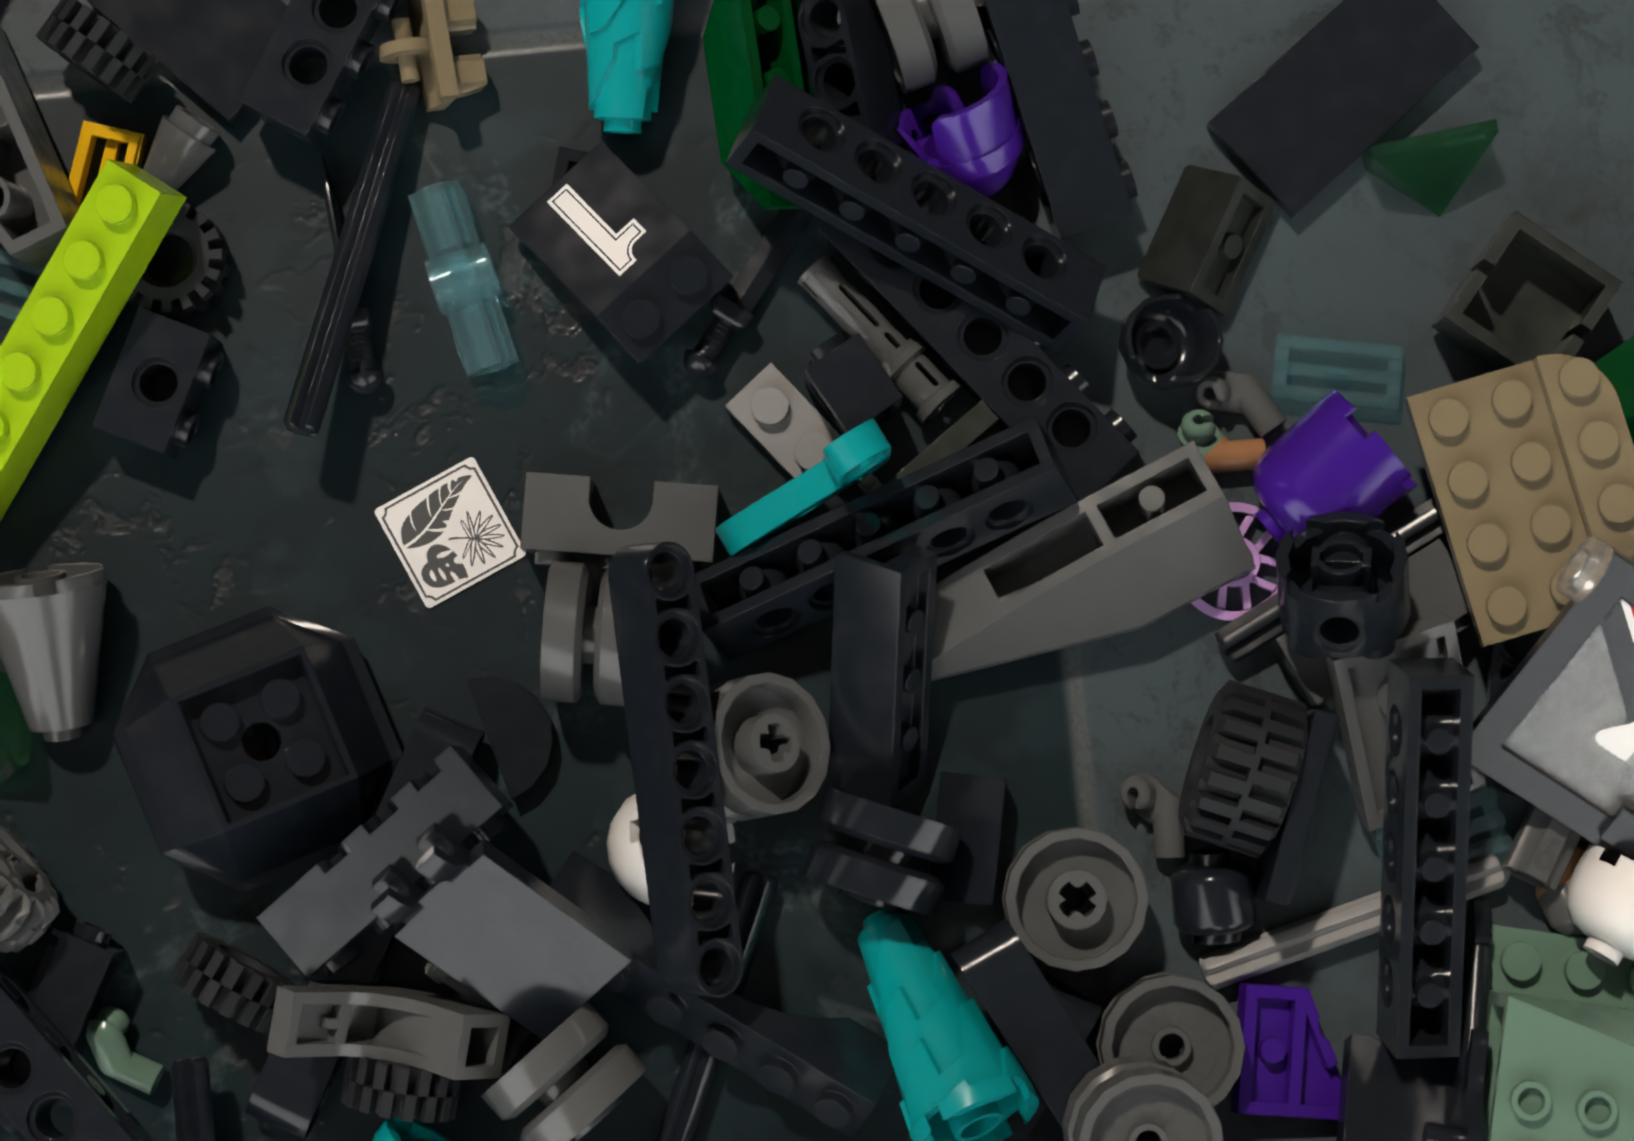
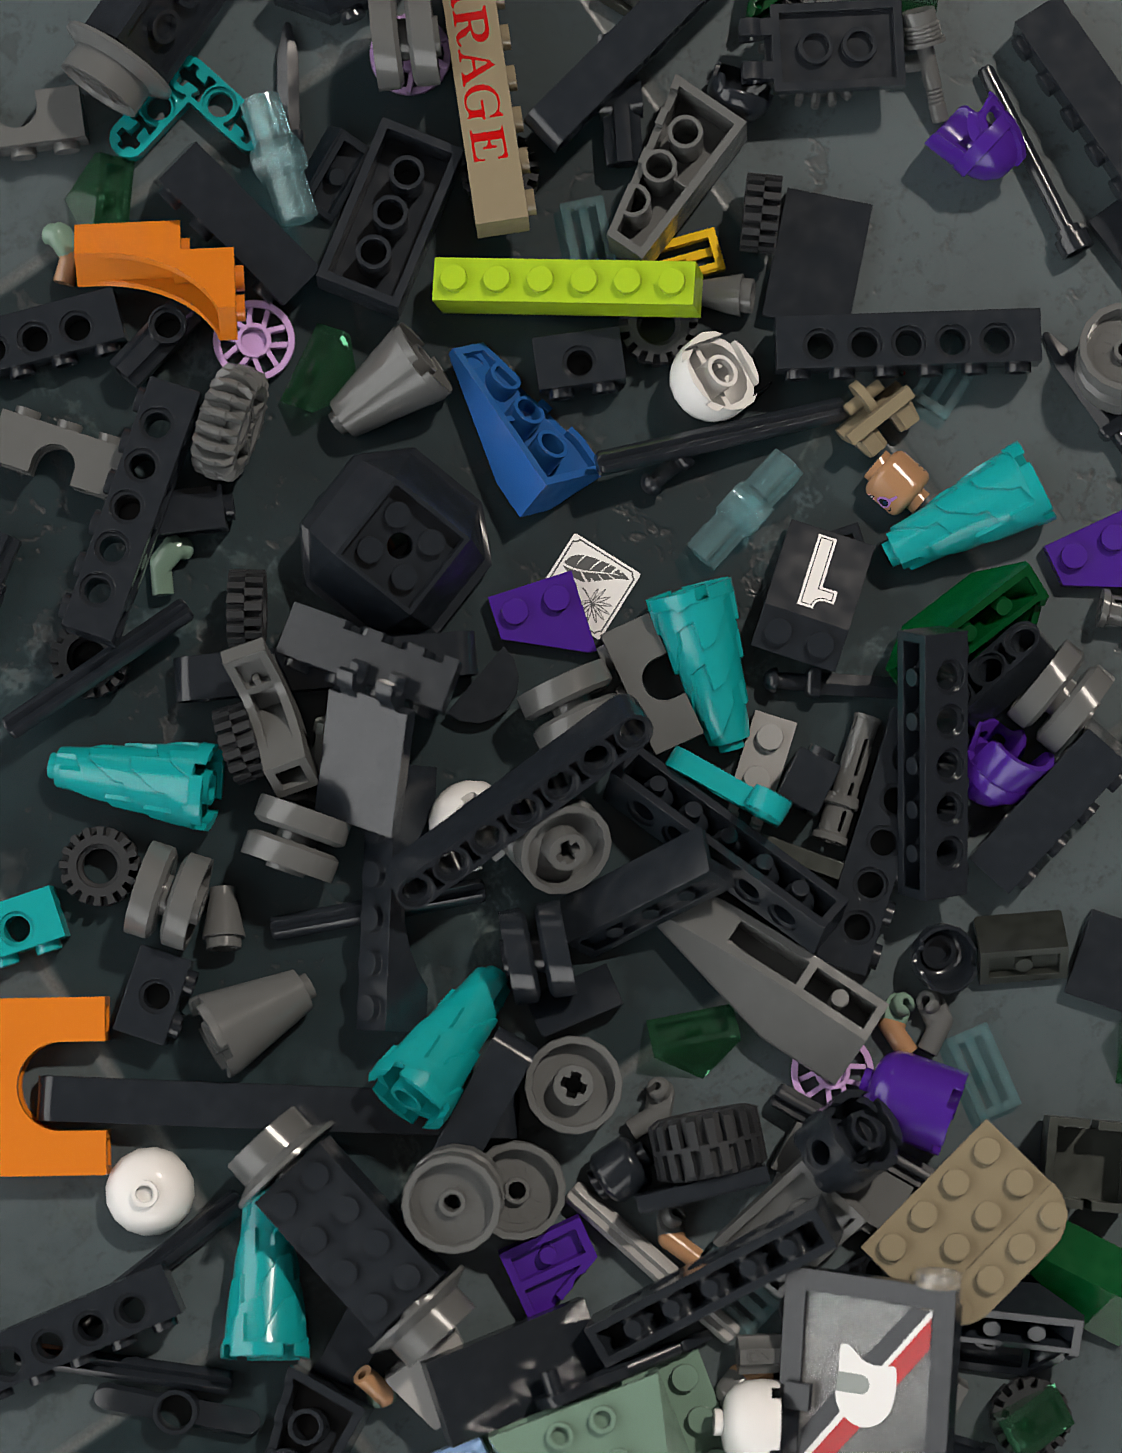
camera: 65 degrees right, 0 degrees up
(229, 512) = (526, 448): none -> blue wedge
(273, 224) = (713, 378): none -> white cylinder
(455, 606) = (544, 614): none -> dark purple wing
(537, 69) = (897, 482): none -> medium nougat head
(617, 428) = (706, 652): none -> teal cone
(1098, 711) = (695, 1038): none -> clear green slope
(1335, 878) = (672, 1234): none -> arm

